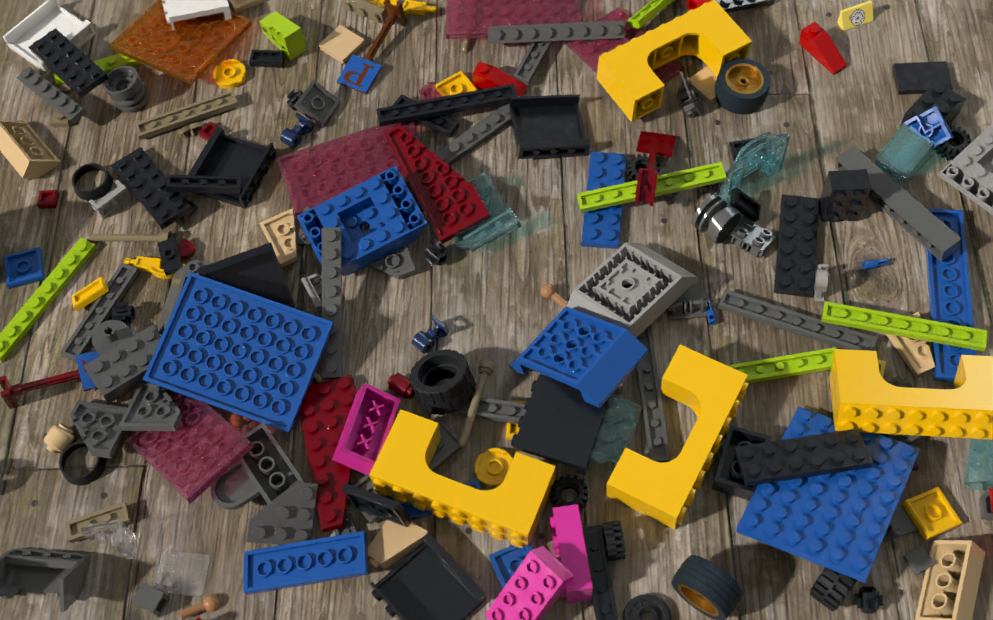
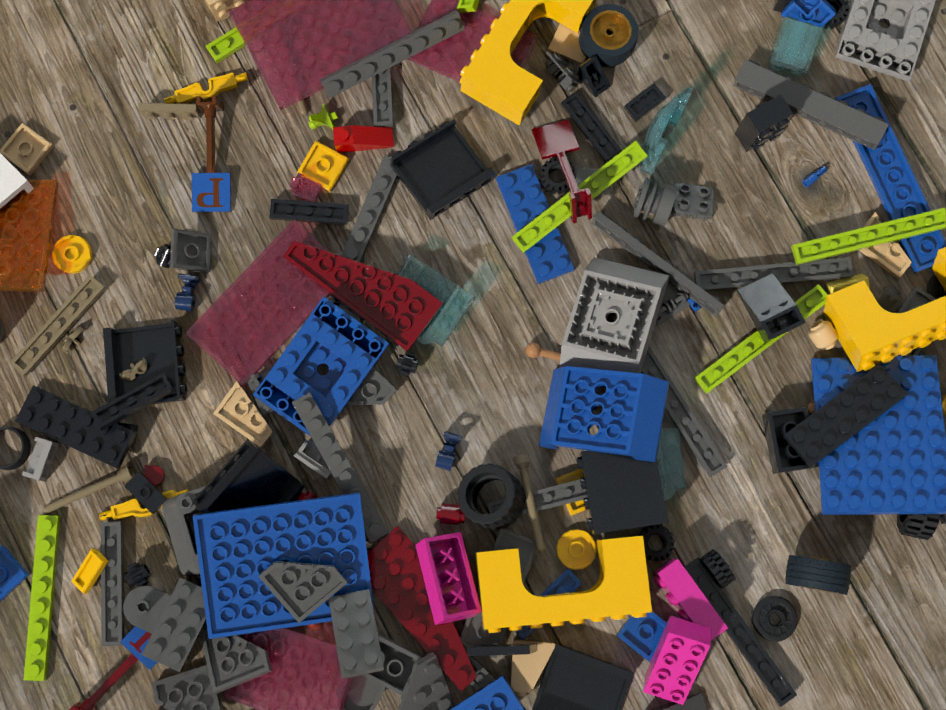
camera: 30 degrees left, 20 degrees up
(207, 131) = (94, 332): dark red tile -> none
(225, 168) = (139, 368): none -> dark tan piece
(242, 372) = (302, 585): none -> dark grey plate
(260, 429) = (355, 634): none -> dark grey plate
(267, 58) = (102, 218): black plate -> none
(284, 34) = (103, 182): lime wedge -> none
(341, 44) = (170, 163): tan tile -> none
(445, 105) = (327, 193): black plate -> none
(474, 57) = (322, 118): none -> lime piece
(668, 487) = (744, 393): yellow arch -> none
(690, 263) = (656, 263): none -> dark grey plate
(691, 143) = (591, 127): none -> black tile
(713, 110) = (593, 76): none -> black slope
(745, 204) = (673, 172): black plate -> none
(778, 344) = (770, 308): none -> slope
(796, 246) = (736, 190): black plate -> none
(819, 390) = (823, 334): none -> tan head
(821, 282) = (781, 223): light grey piece -> none

